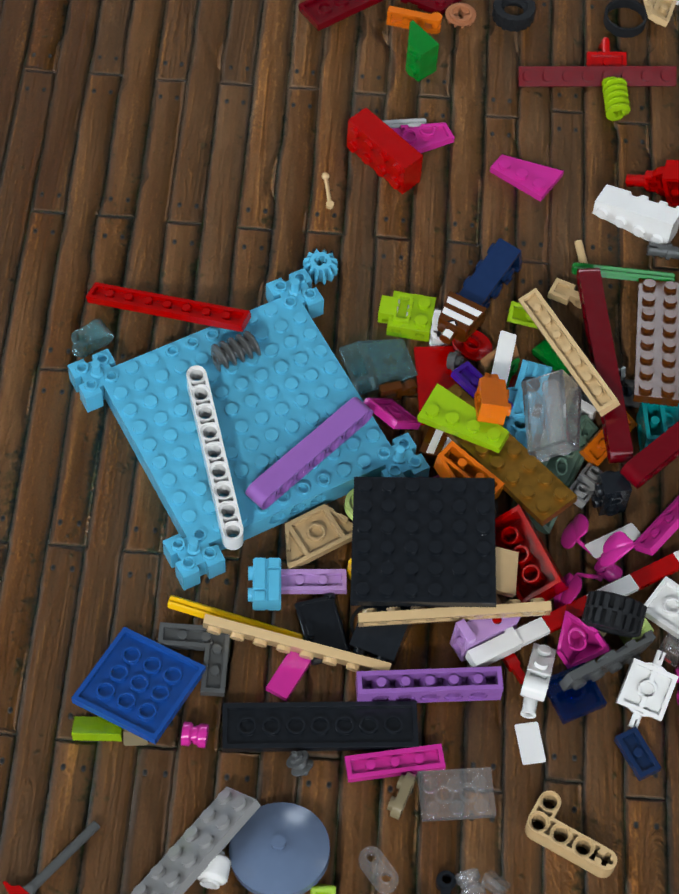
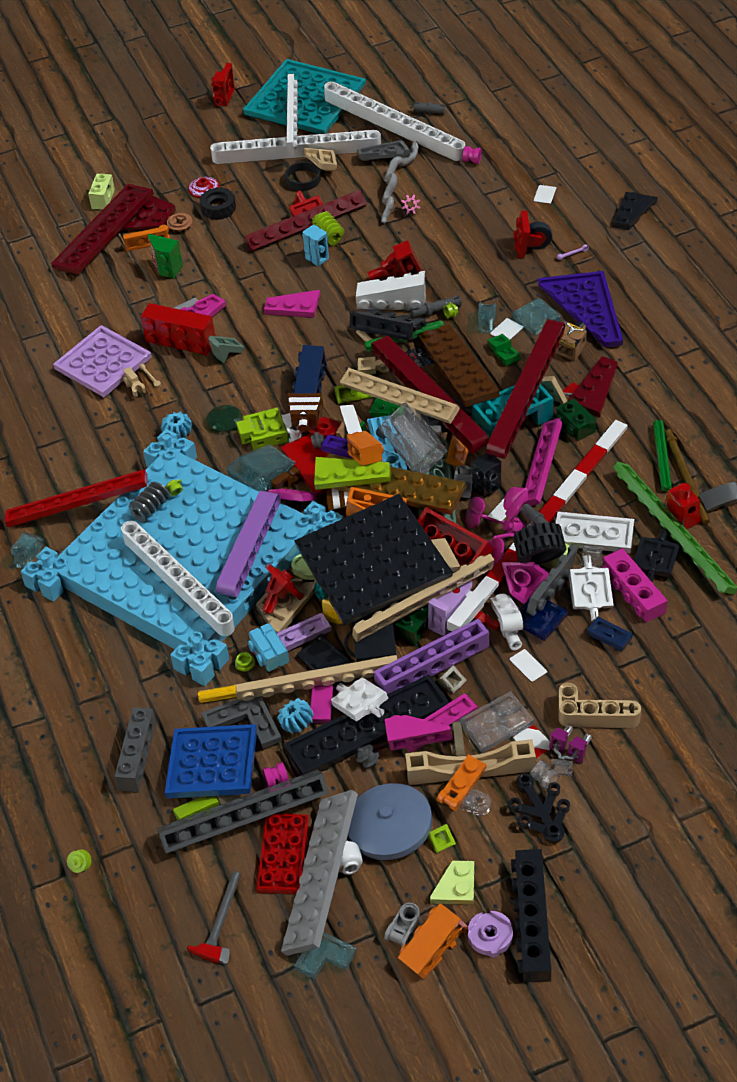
camera: 20 degrees left, 10 degrees down
(72, 630) = (135, 749): none -> dark grey brick
(138, 759) = (242, 811): none -> dark grey brick
(155, 826) = (282, 853): none -> red tile
(237, 585) = (244, 662): none -> lime plate
(251, 677) = (295, 716): none -> medium azure gear
(269, 346) = (174, 487): none -> lime plate
(287, 149) = (101, 360): none -> lavender plate
(304, 189) = (132, 380): none -> tan plate
(315, 519) = (278, 587): none -> red piece
(327, 693) = (359, 699): none -> white plate
(352, 760) = (411, 731): none -> dark pink slope
(376, 280) = (224, 418): none -> clear green dish
(376, 849) = (462, 782): none -> orange plate
(423, 193) = (223, 346): none -> sand green slope
(432, 635) = (412, 626): none -> dark green brick
(436, 845) = (508, 759): none -> tan arch
(438, 718) = (451, 679): none -> dark tan slope
(483, 837) = (540, 742): none -> white sticker
(521, 873) = (576, 748): none -> magenta piece
(587, 115) = (315, 245): none -> medium azure brick
(604, 253) = (385, 323): none -> black fence
(626, 306) = (420, 356): none -> black sticker
(634, 576) = (533, 516): none -> dark grey pin

